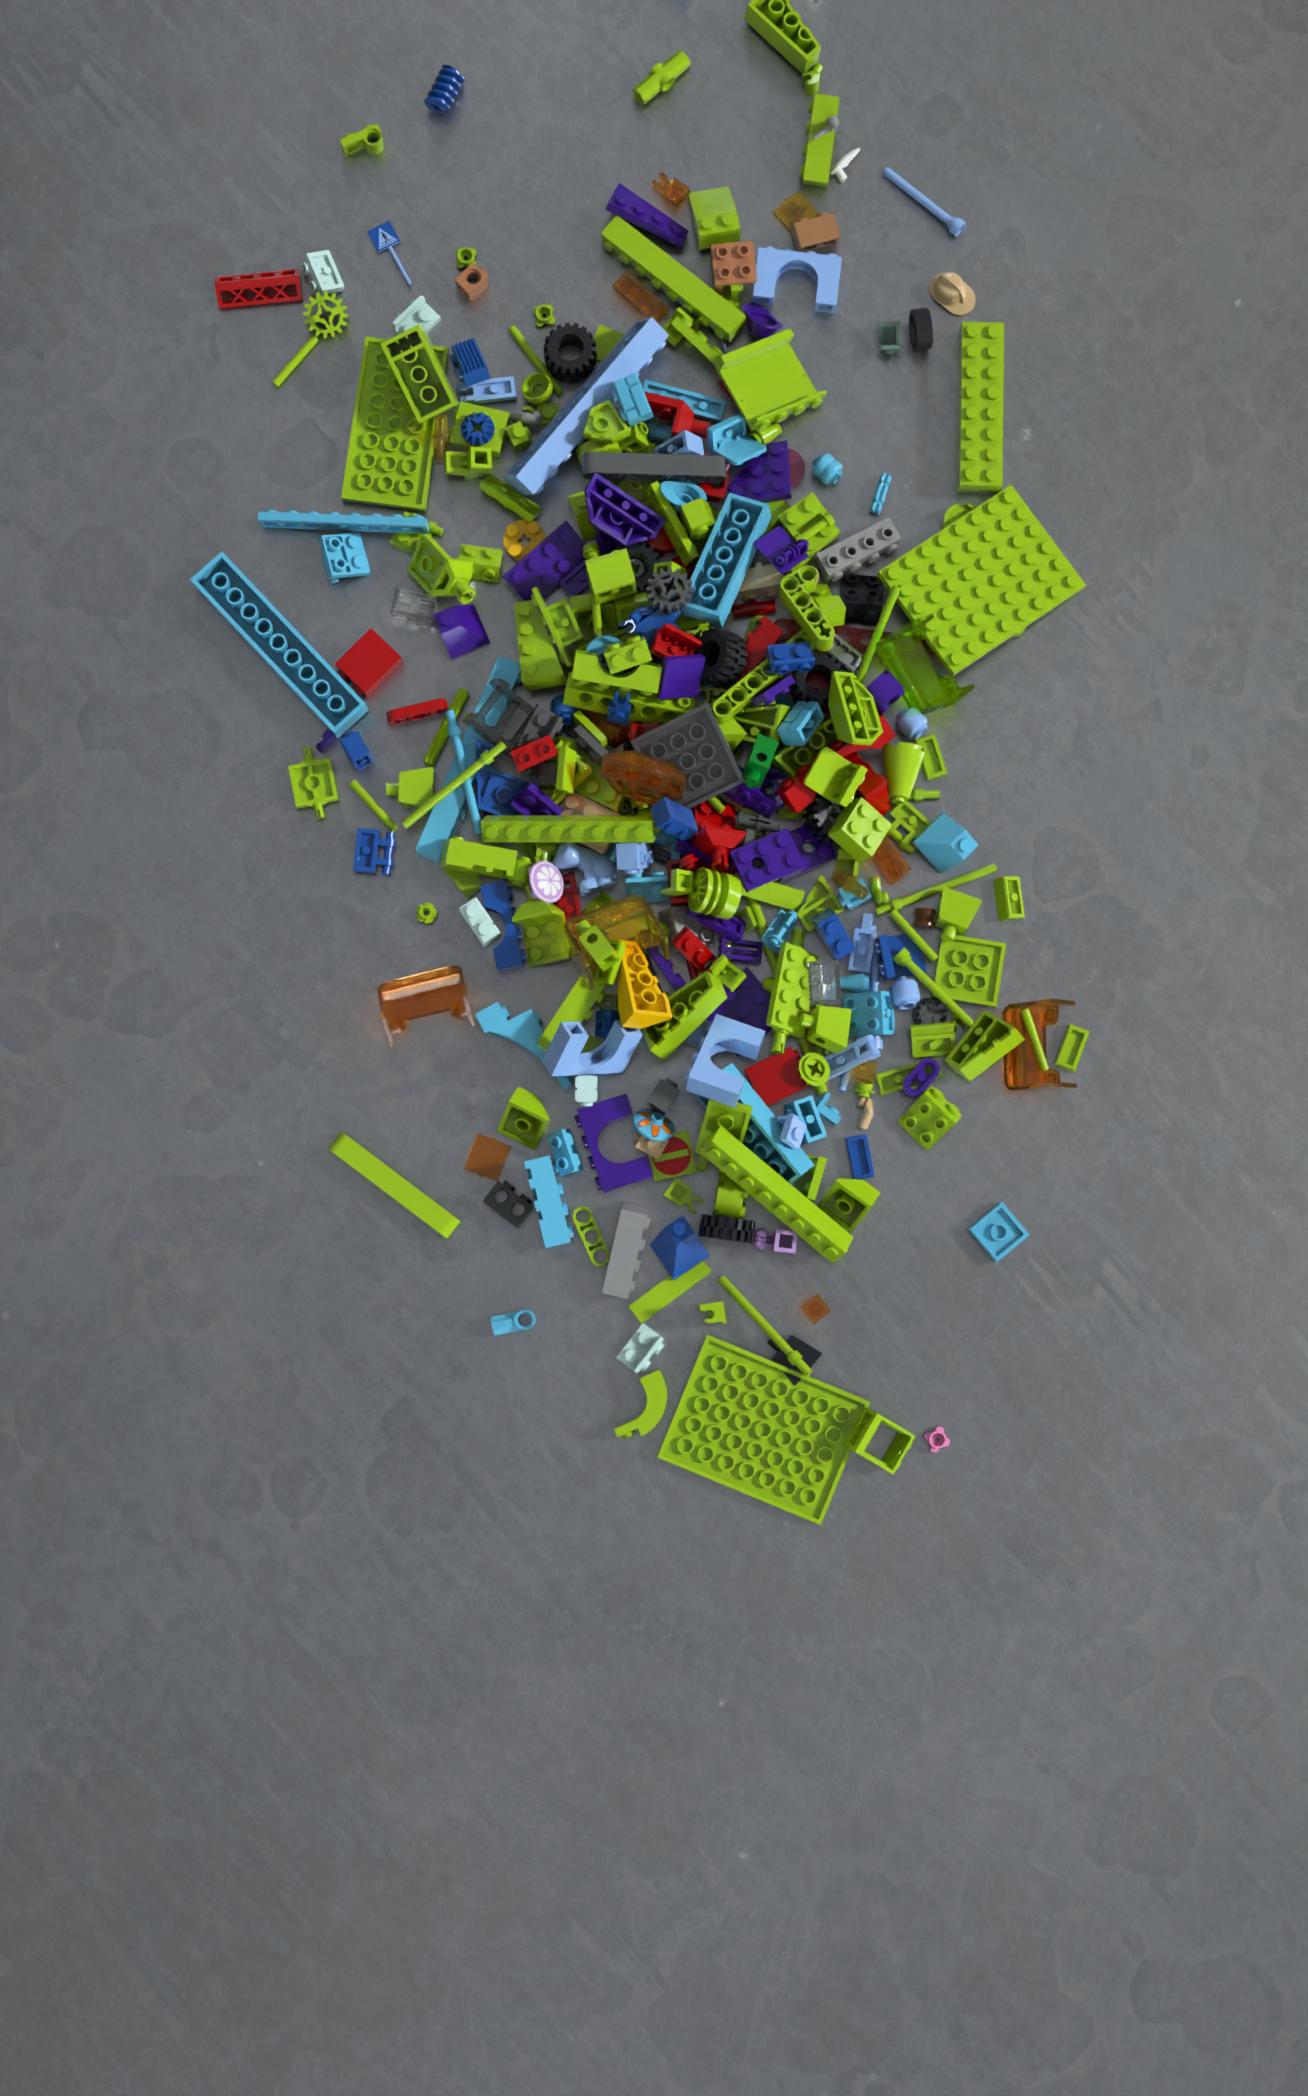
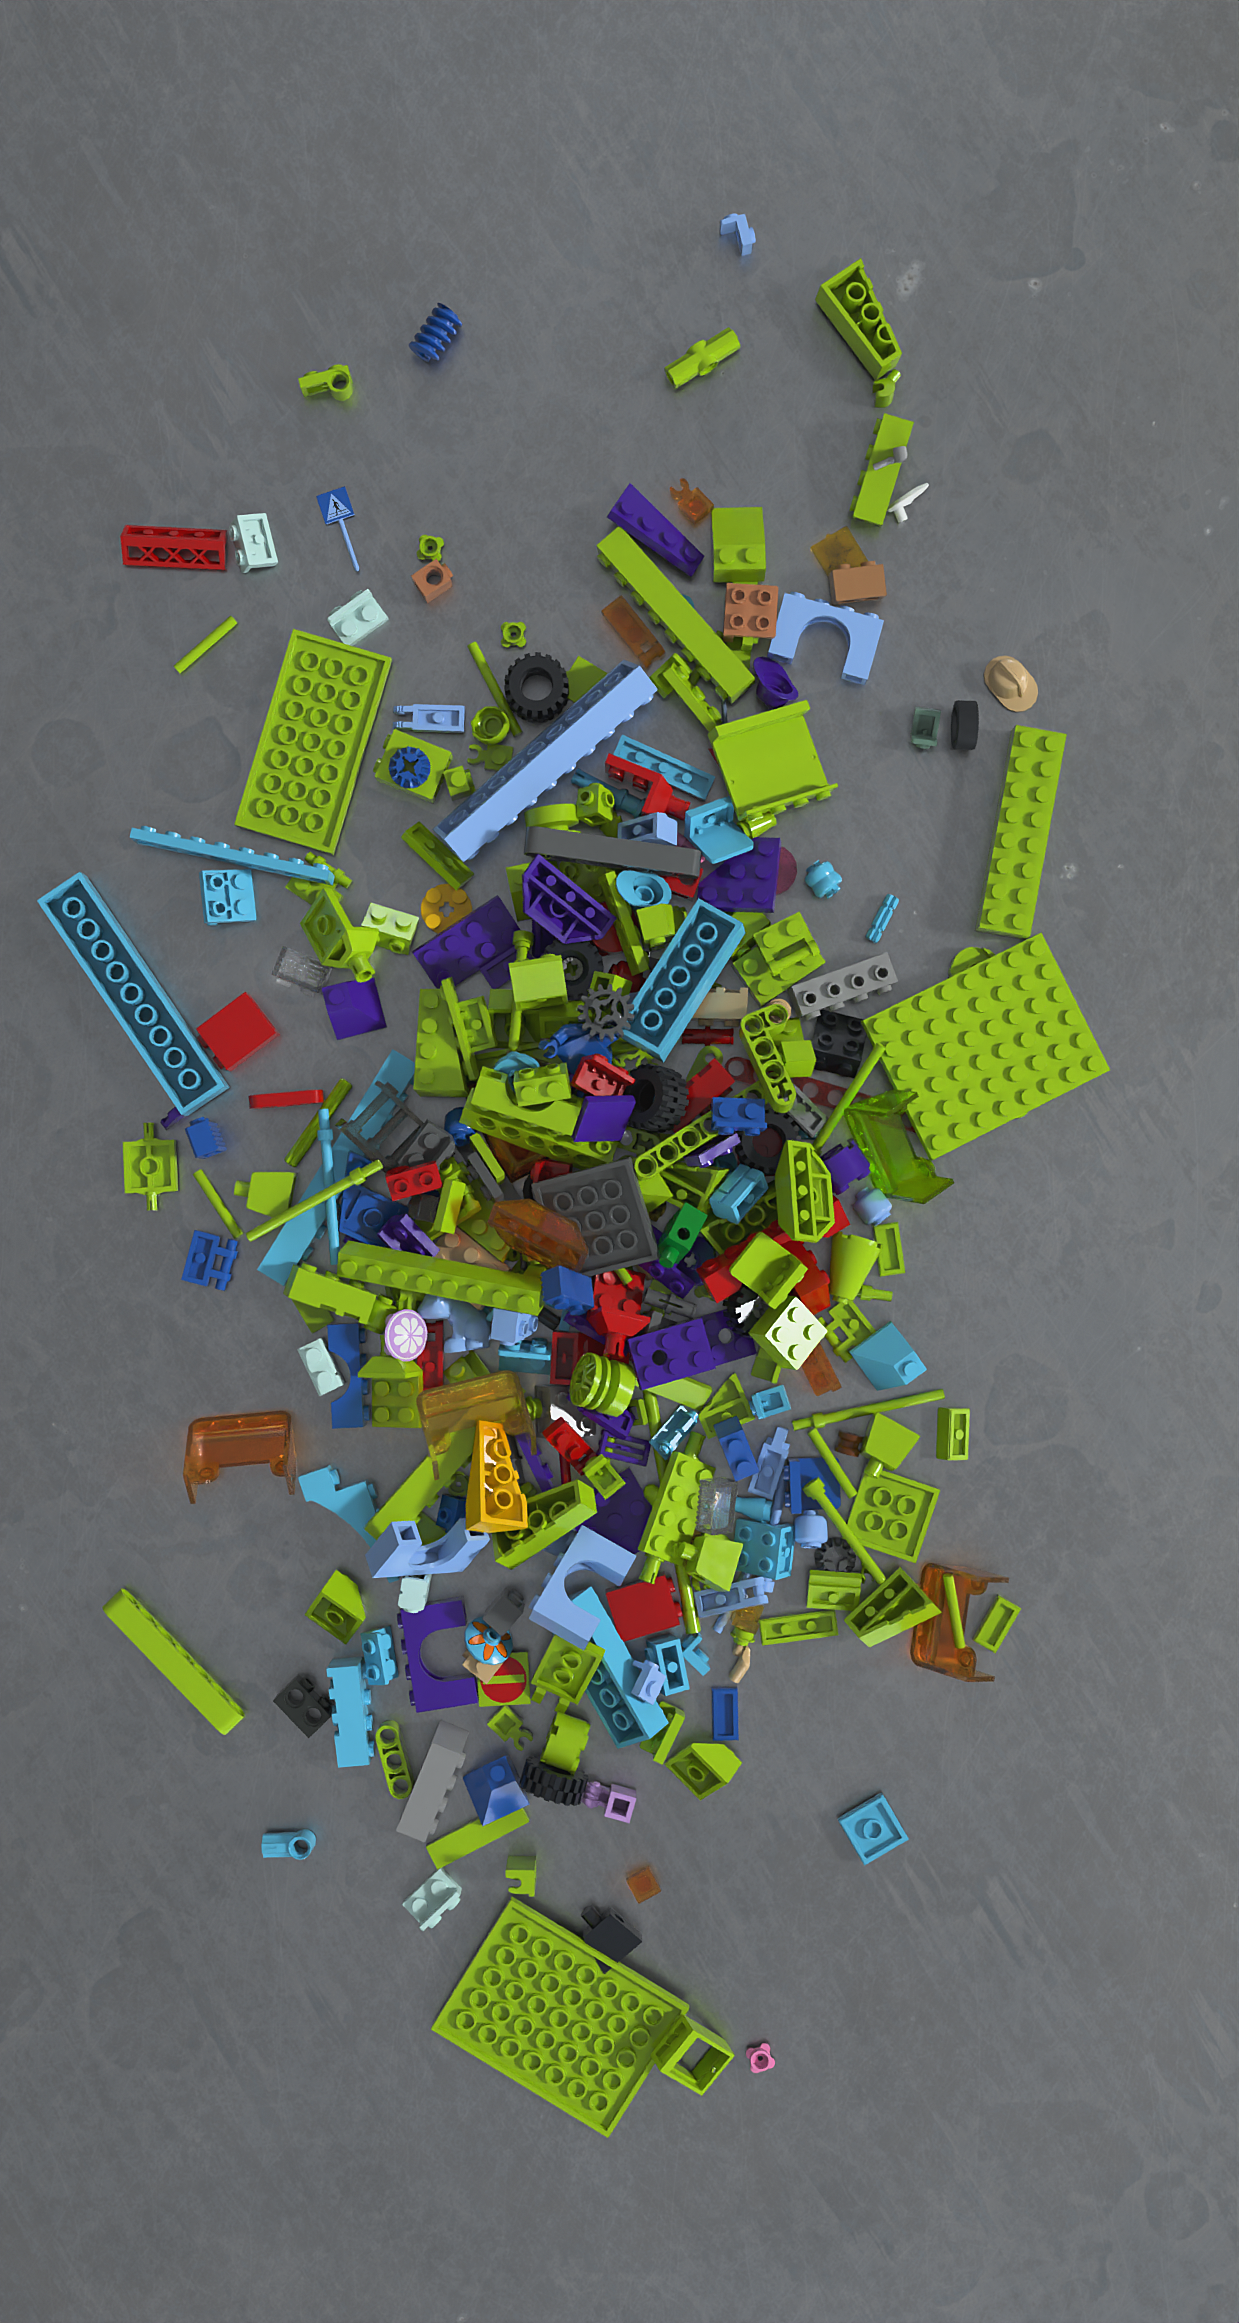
camera: 10 degrees right, 5 degrees up
(312, 319) = (252, 606): lime gear -> none
(419, 373) = (348, 690): lime hinge -> none
(432, 913) = (261, 1336): lime plate -> none
(440, 436) = (364, 768): clear yellow axle -> none
(469, 362) = (414, 681): blue brick -> none
(470, 464) = (394, 807): lime brick -> none
(487, 1157) = (288, 1644): clear orange piece -> none
(526, 418) = (477, 764): light grey arm -> none
(601, 950) = (456, 1442): lime torso -> none
(605, 424) = (562, 791): lime plate -> none
(610, 974) = (465, 1447): lime tile -> none
(619, 709) = (524, 1143): blue plate -> none
(632, 399) = (599, 766): medium azure brick -> none
(656, 1403) = (423, 1986): lime arch -> none
(680, 883) = (564, 1367): lime panel -> none
(688, 862) = (577, 1341): red plate -> none
(776, 1194) = (617, 1753): lime brick -> none
(782, 549) = (750, 979): dark purple hinge -> none
(794, 1357) = (608, 1942): lime bar -> none
(821, 1067) = (696, 1605): lime gear -> none
(849, 884) = (766, 1391): clear yellow axle -> none
(875, 890) = (796, 1401): lime arm -> none
(921, 1078) = (814, 1636): dark purple plate -> none
(930, 1118) = (816, 1681): lime bracket -> none
(954, 224) = (1027, 598): light blue piece -> none

